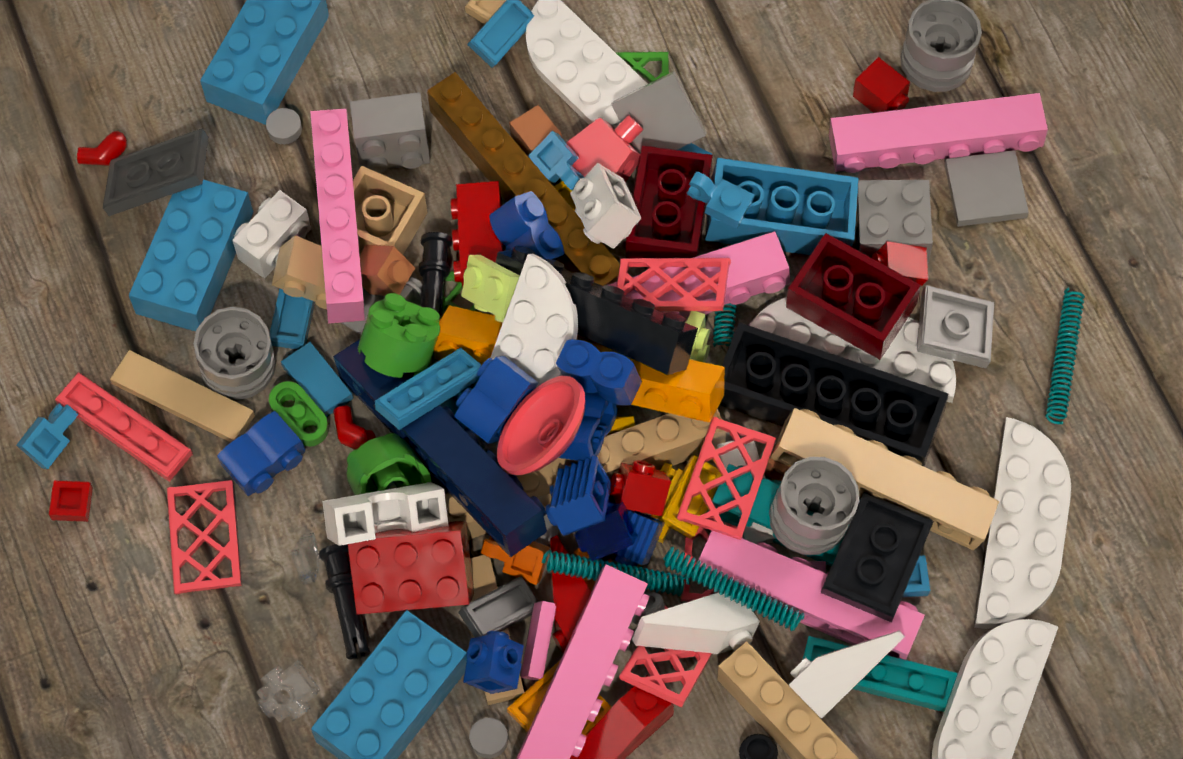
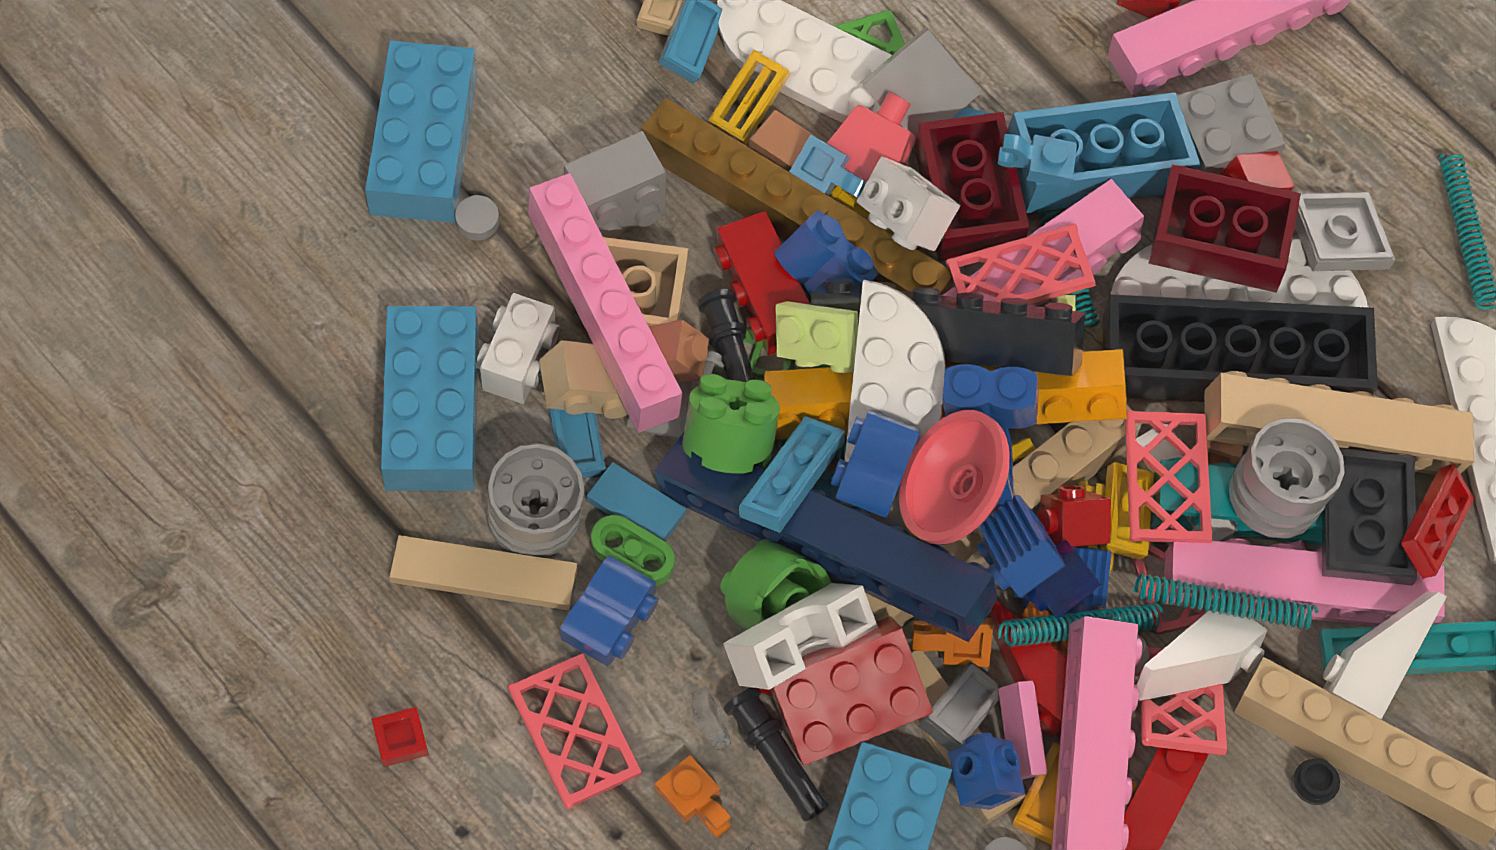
camera: 25 degrees left, 0 degrees up
(45, 437) = (339, 670): dark azure plate -> none
(107, 150) = (274, 309): red arm -> none
(124, 427) = (426, 629): coral tile -> none
(156, 172) = (353, 314): dark grey tile -> none
(271, 611) = (693, 793): none -> orange plate
(349, 433) = (702, 556): red arm -> none
(533, 99) = (762, 106): none -> yellow tile
(933, 578) = (1437, 521): none -> red tile
(986, 188) = (1307, 67): light grey tile -> none

